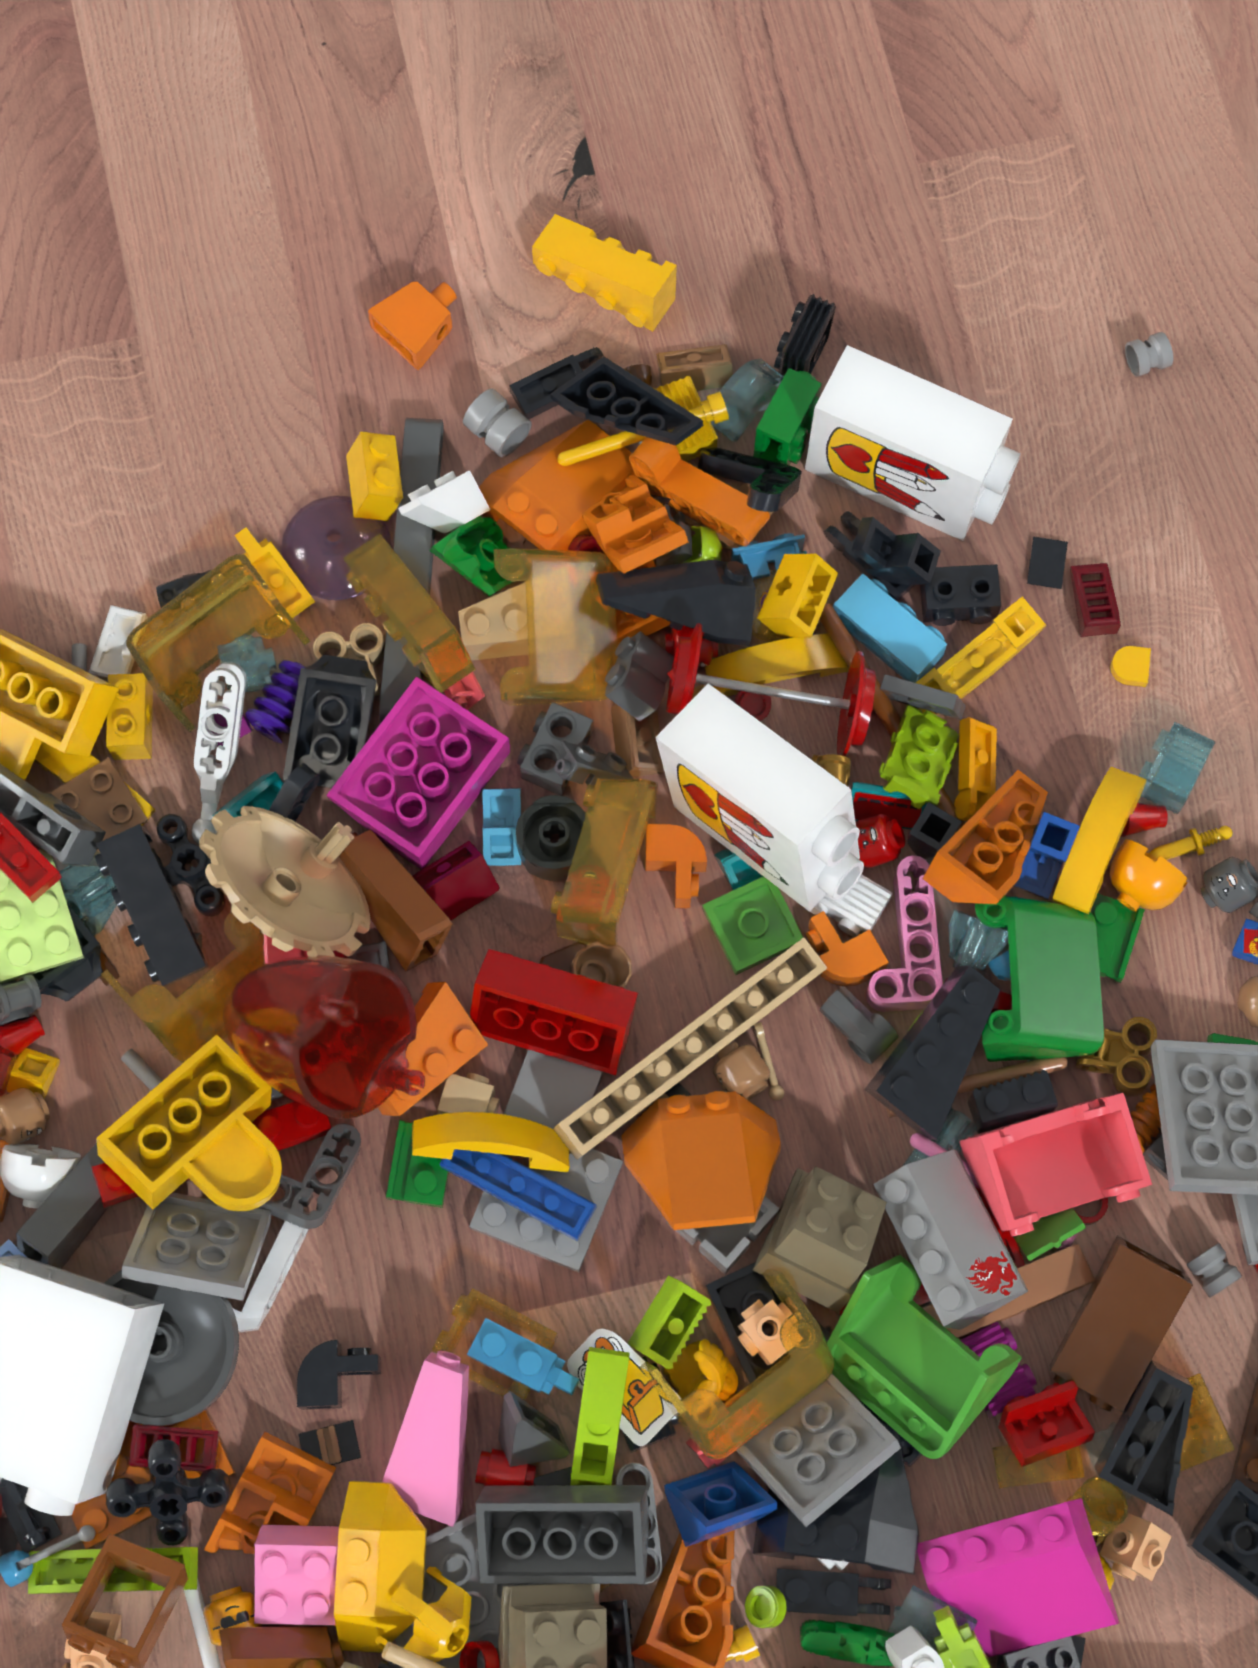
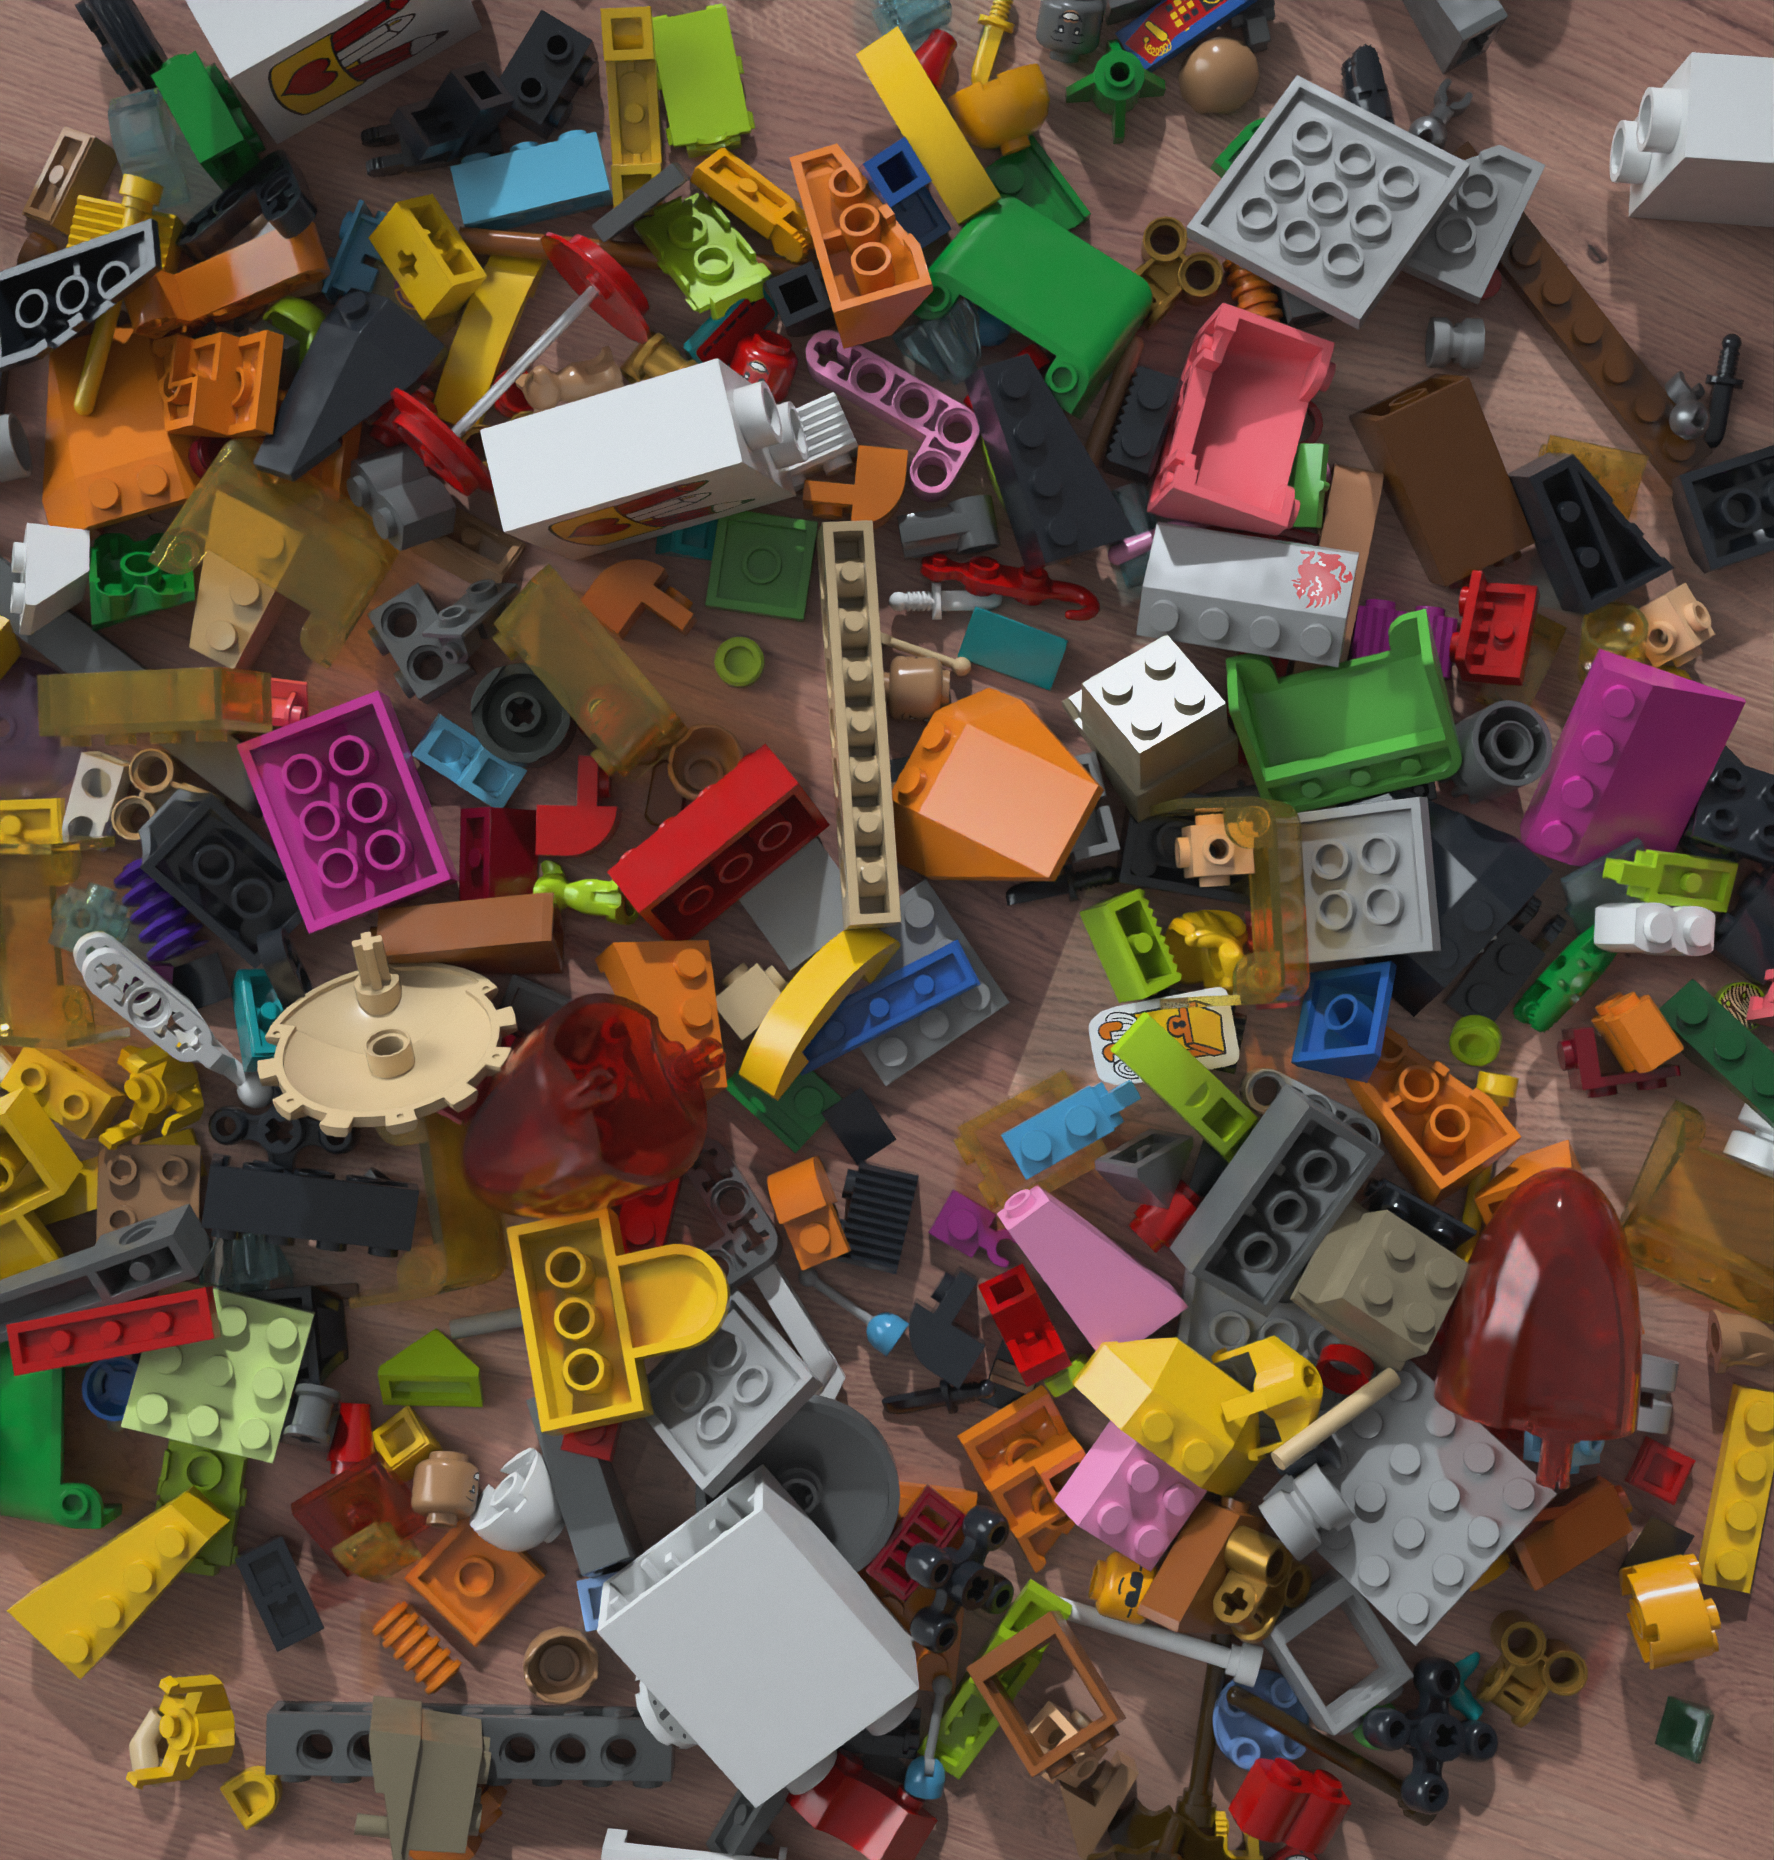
camera: 50 degrees left, 15 degrees up
(87, 1059) = (431, 1375): none -> lime slope
(167, 775) = (156, 1087): none -> yellow piece
(253, 755) = (202, 981): none -> black piece
(286, 1404) = (940, 1396): none -> black piece
(305, 1334) = (882, 1329): none -> hinge
(334, 614) = (97, 788): none -> white leg
(345, 1474) = (1062, 1381): none -> lime tile
(355, 1221) = (805, 1208): none -> orange brick
(369, 1424) = (1024, 1325): none -> red brick
(378, 1276) = (877, 1214): none -> black brick
(411, 1344) = (967, 1225): none -> magenta plate
(431, 1227) = (859, 1126): none -> black piece
(464, 951) = (587, 895): none -> lime animal
(507, 921) = (583, 828): none -> red brick
(678, 1253) = (1068, 883): none -> black piece
(681, 951) = (739, 662): none -> lime tile
(770, 715) = (574, 382): none -> medium nougat animal
(811, 1117) = (1012, 648): none -> teal slope
(812, 1054) = (942, 601): none -> white piece
(845, 1069) = (987, 577): none -> red piece
(967, 1480) = (1500, 751): none -> dark grey gear
(1026, 688) = (701, 81): none -> lime piece
(1209, 947) = (1113, 96): none -> green brick

